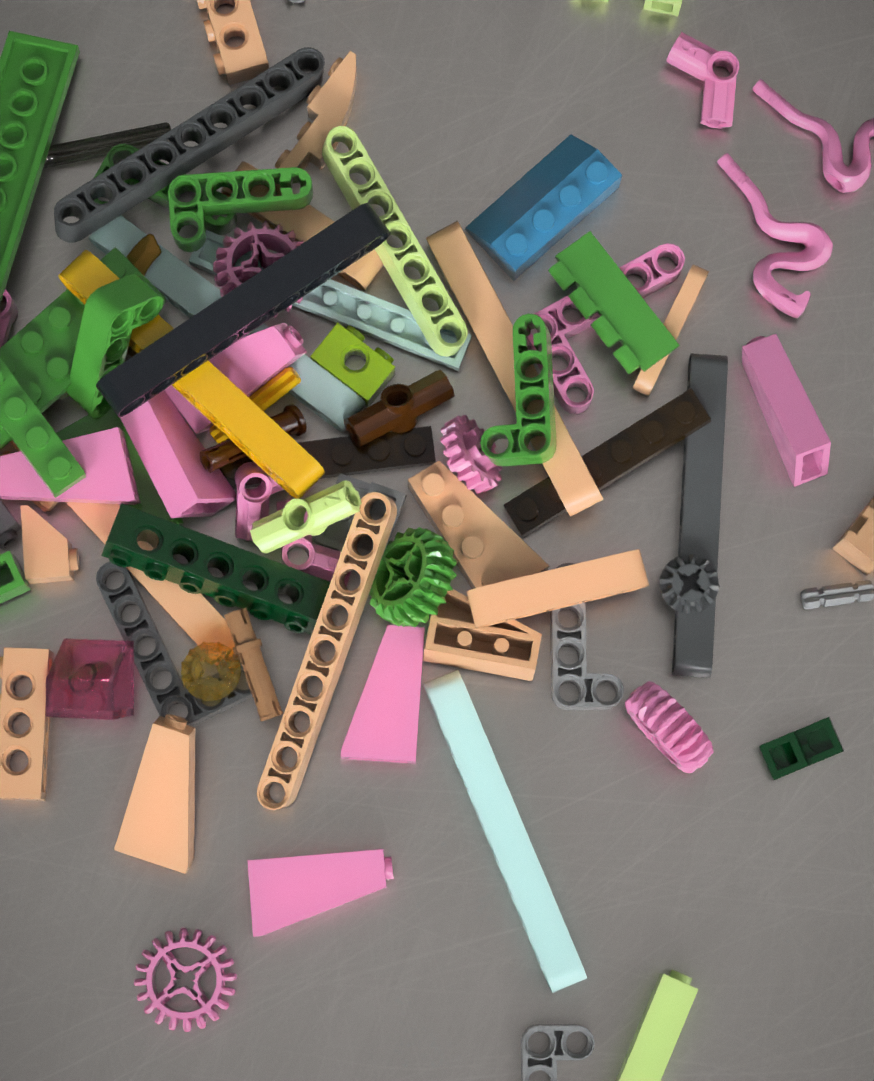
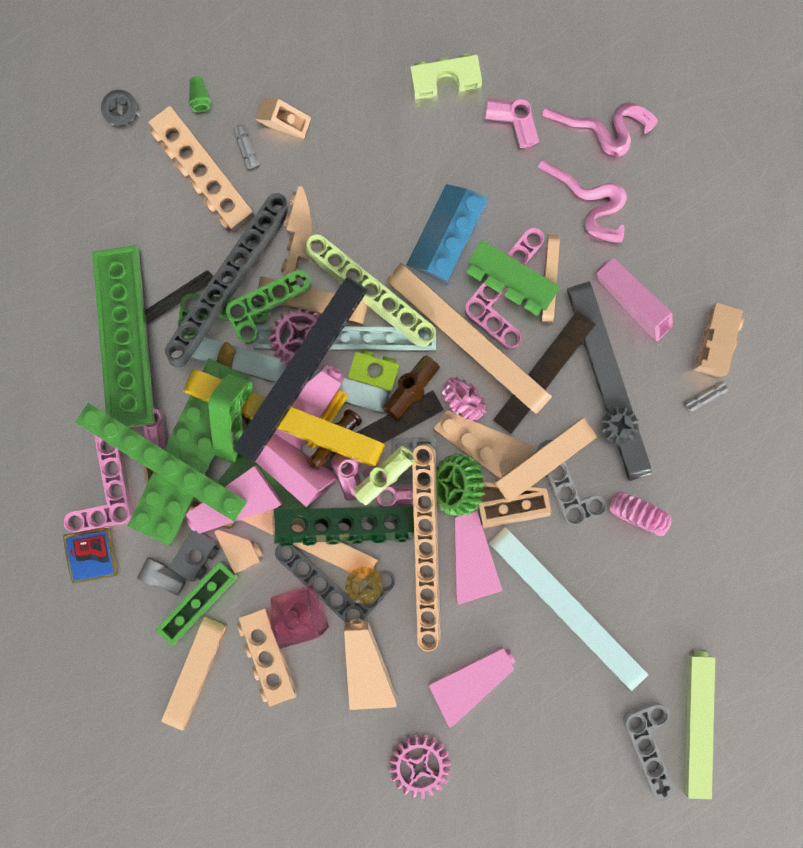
camera: 10 degrees left, 5 degrees up
(256, 672) = (387, 572): medium nougat pin -> none
(526, 391) = (483, 351): bright green beam -> none
(801, 748) = (719, 494): dark green slope -> none

